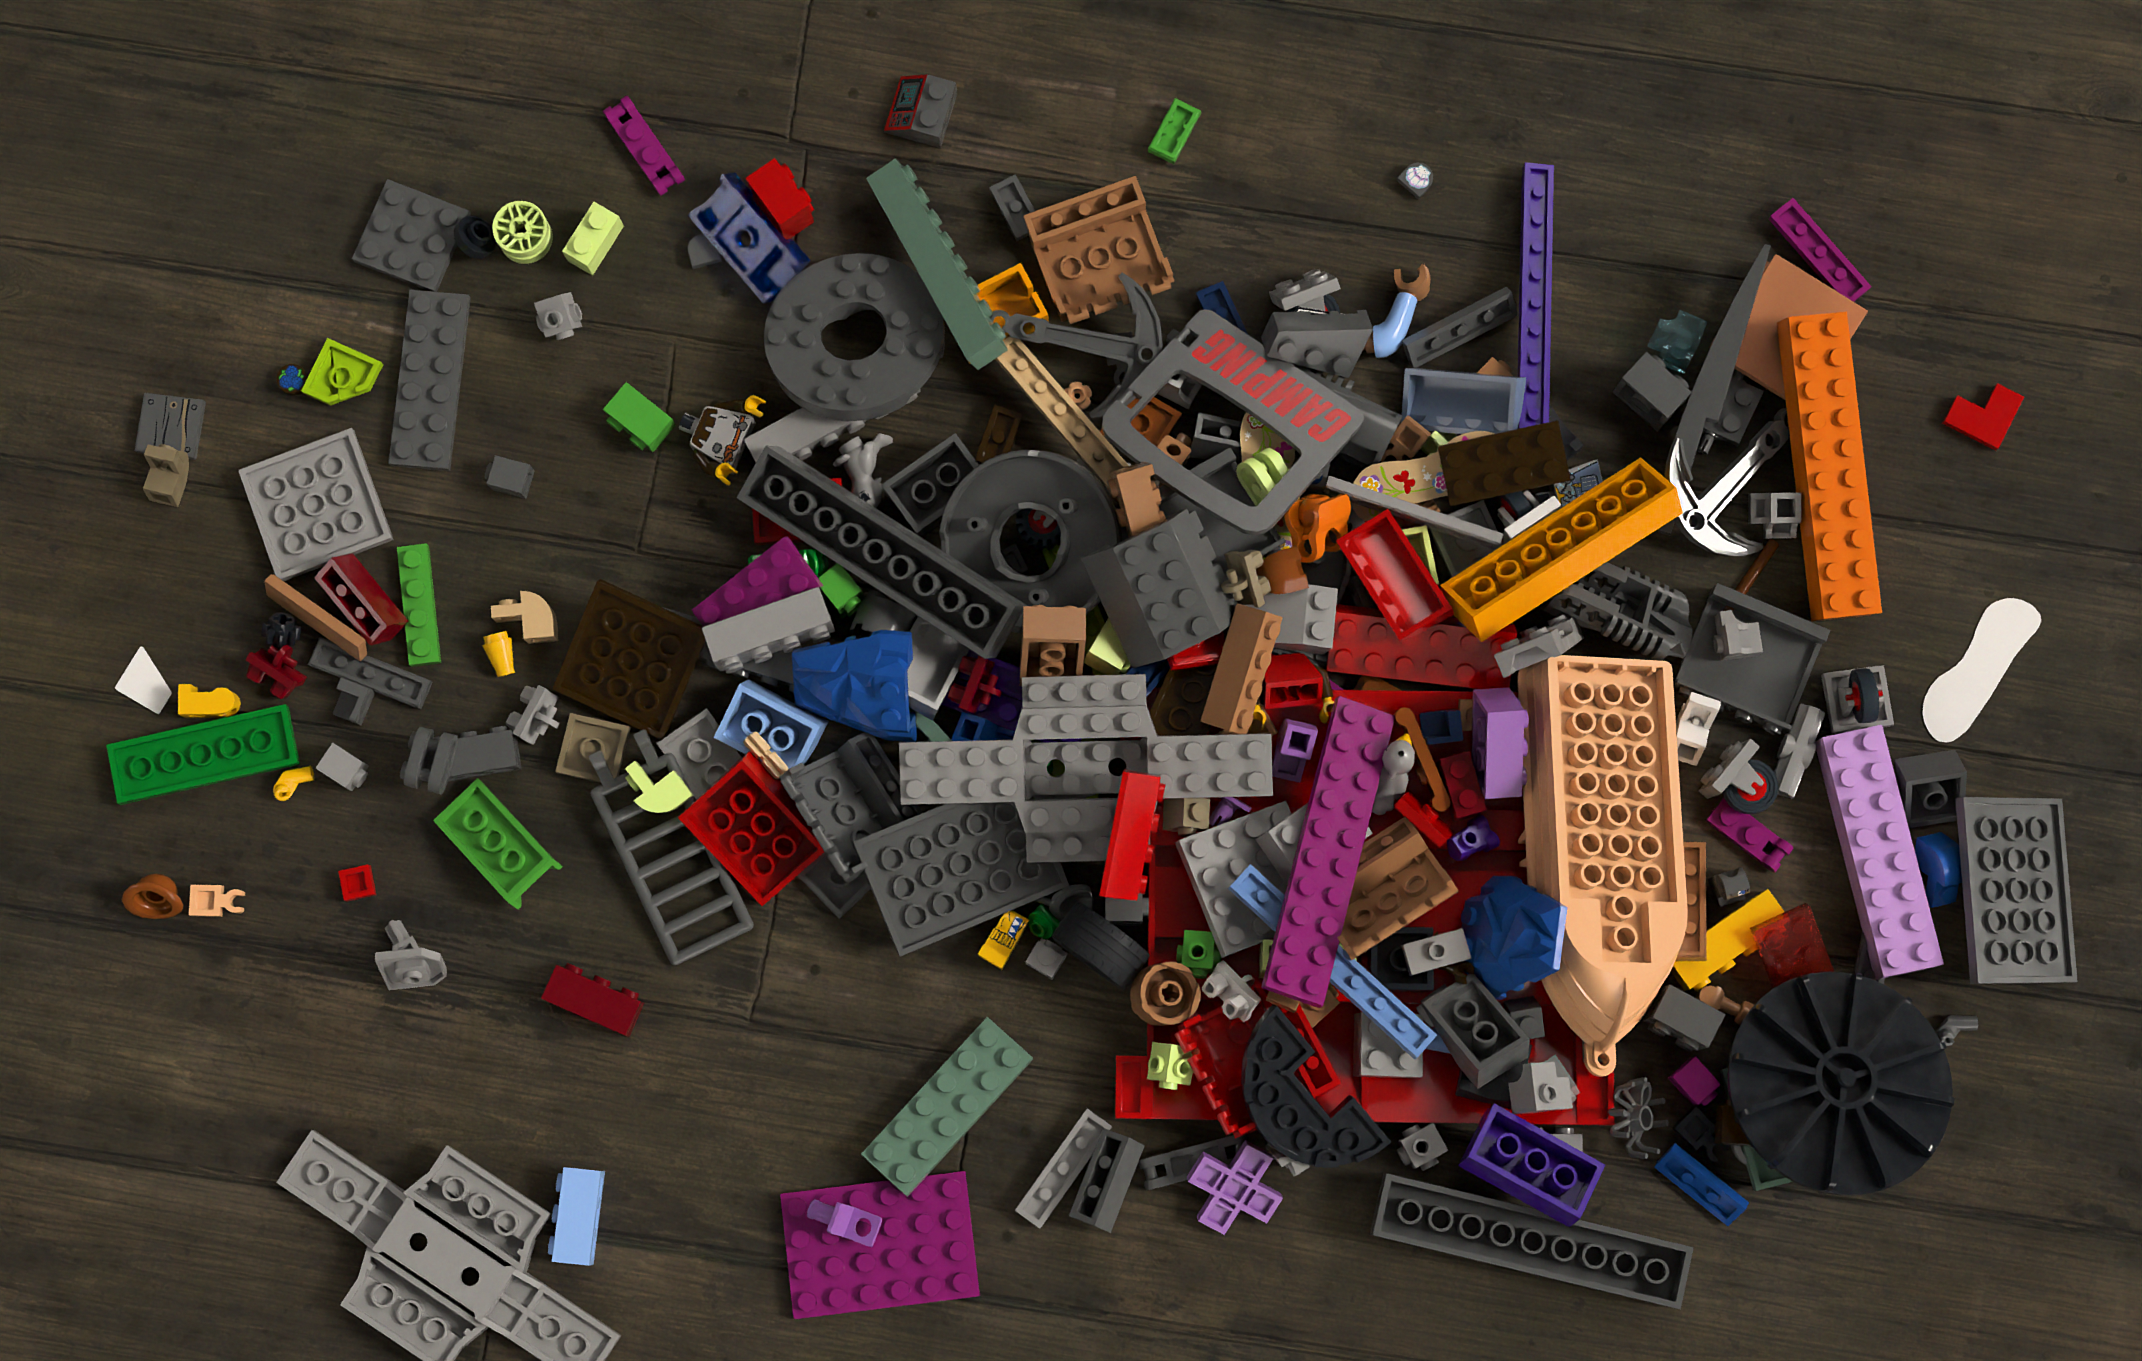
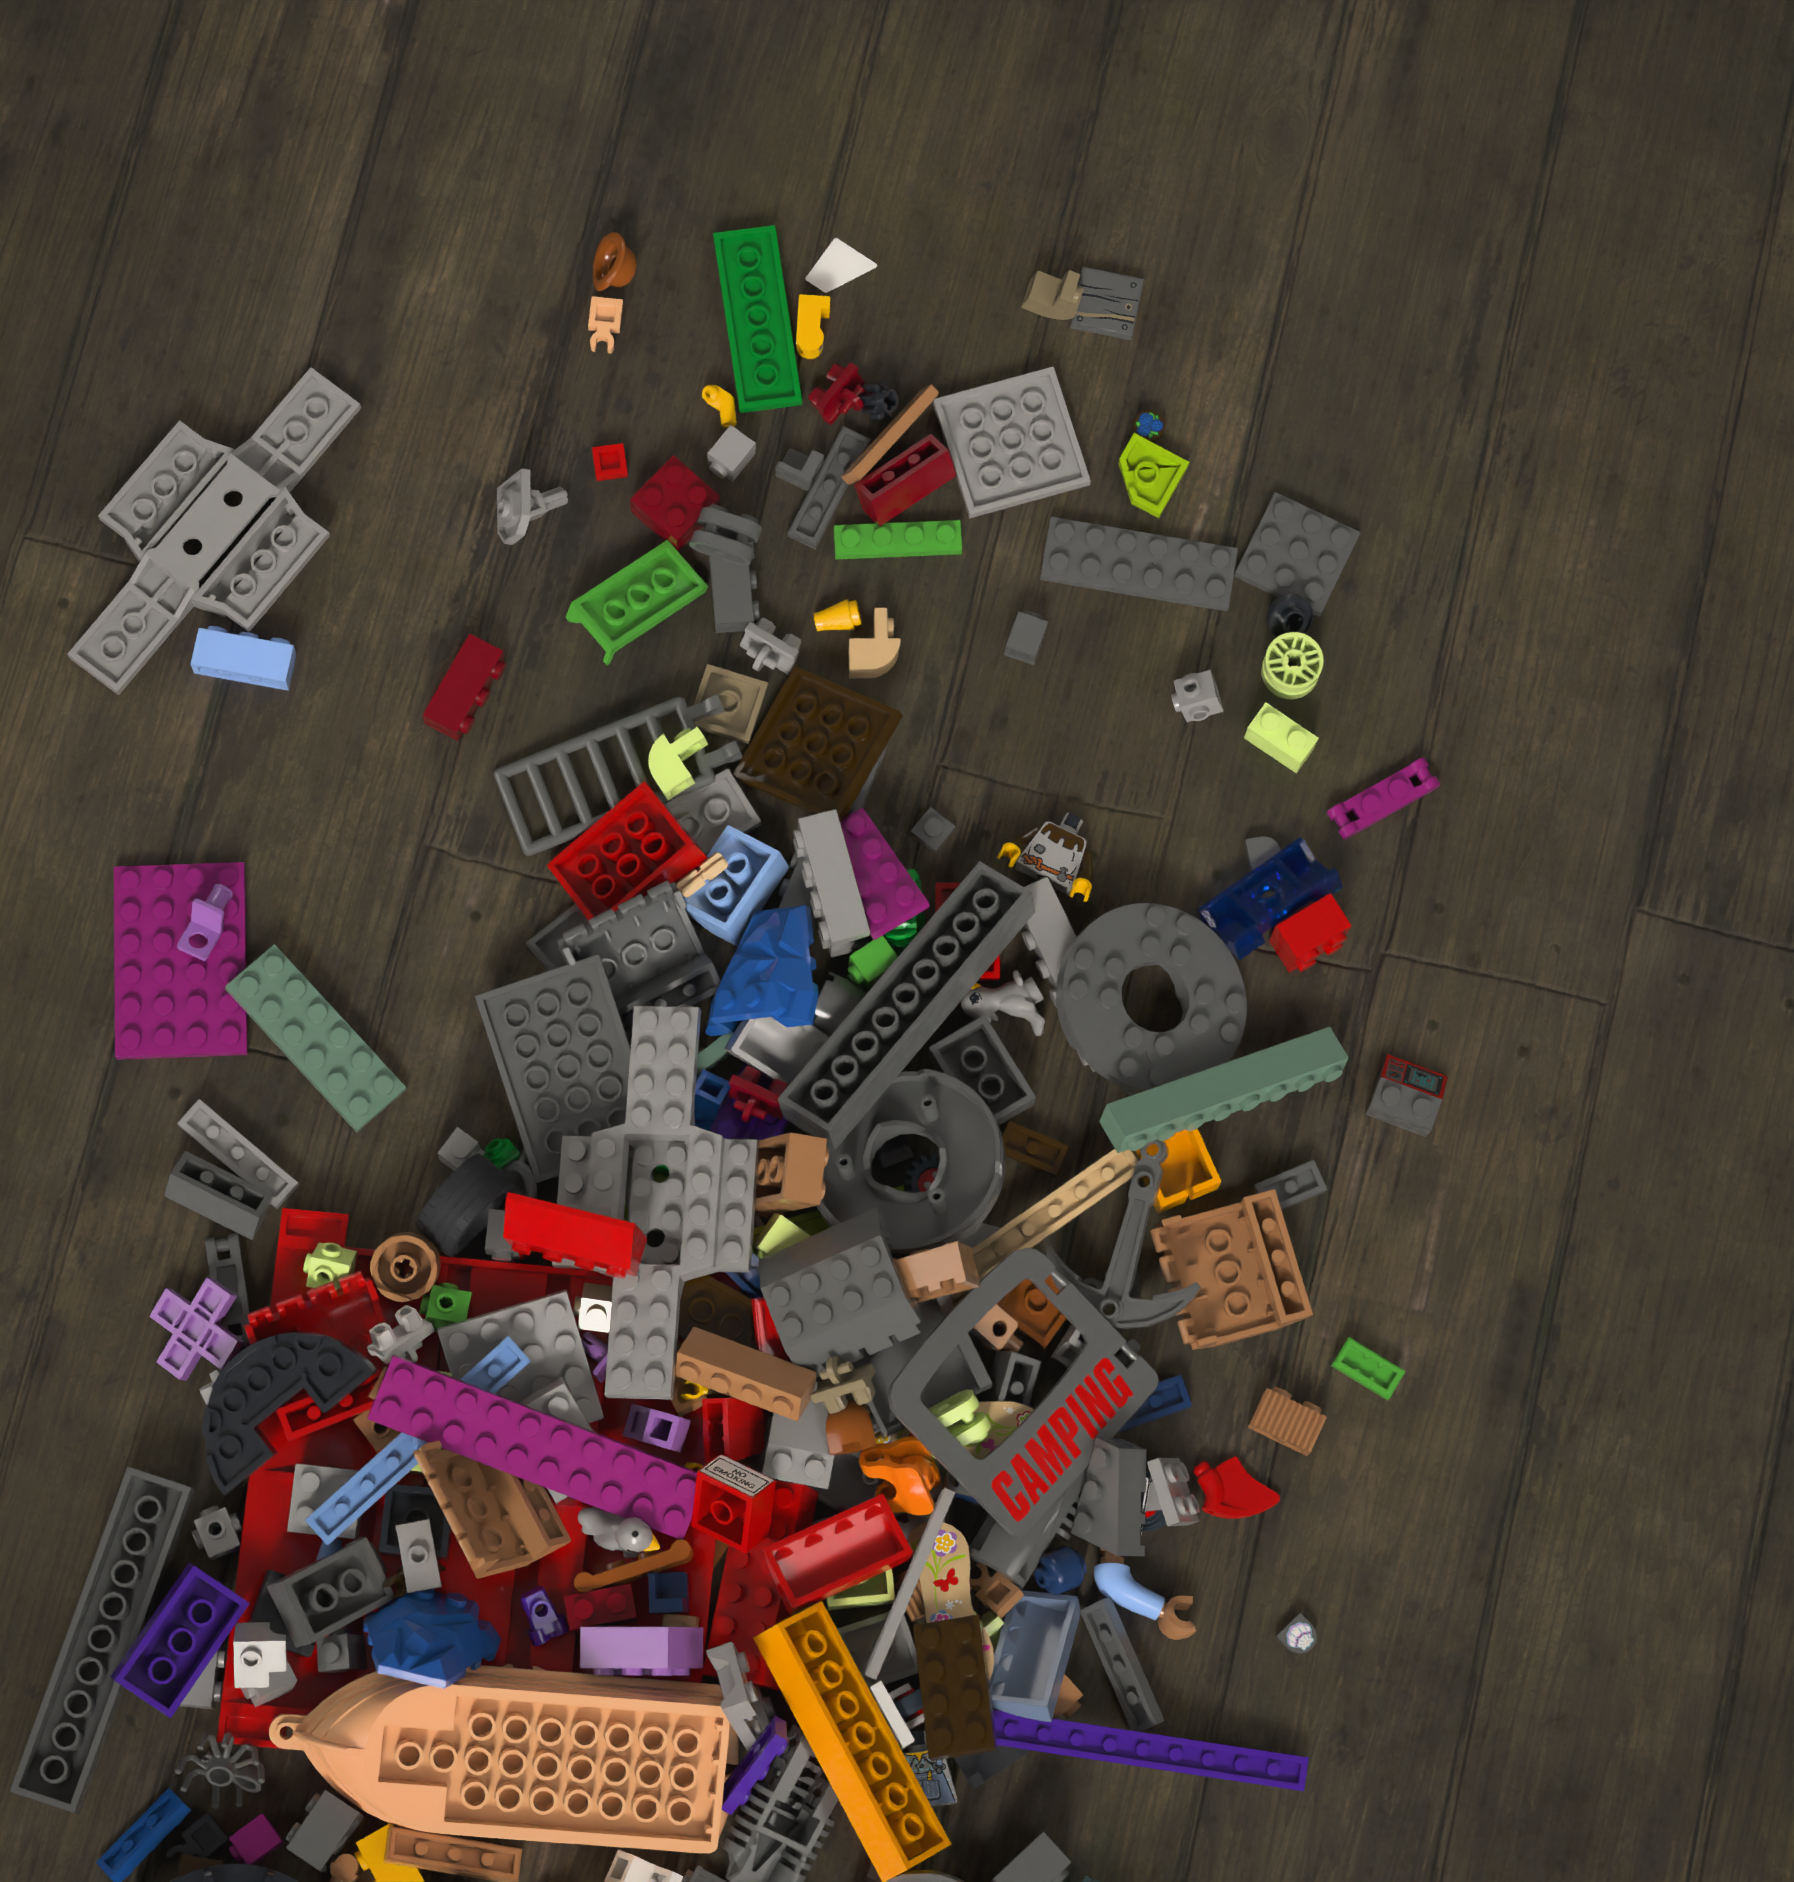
camera: 85 degrees right, 5 degrees down
(396, 815) = (673, 502): none -> dark red brick
(638, 417) = (1081, 772): bright green brick -> none
(702, 550) = (933, 830): none -> dark grey plate
(1003, 939) = (485, 1110): yellow leg -> none
(1084, 391) = (1074, 1246): light nougat plate -> none
(1229, 197) = (1287, 1420): none -> medium nougat brick
(1294, 242) = (1232, 1491): none -> red arm
(1361, 670) = (733, 1503): none -> red brick
(1382, 385) = (1060, 1570): none -> dark blue head
(1424, 818) = (567, 1559): red plate -> none
(1591, 631) = (754, 1764): none -> dark purple plate

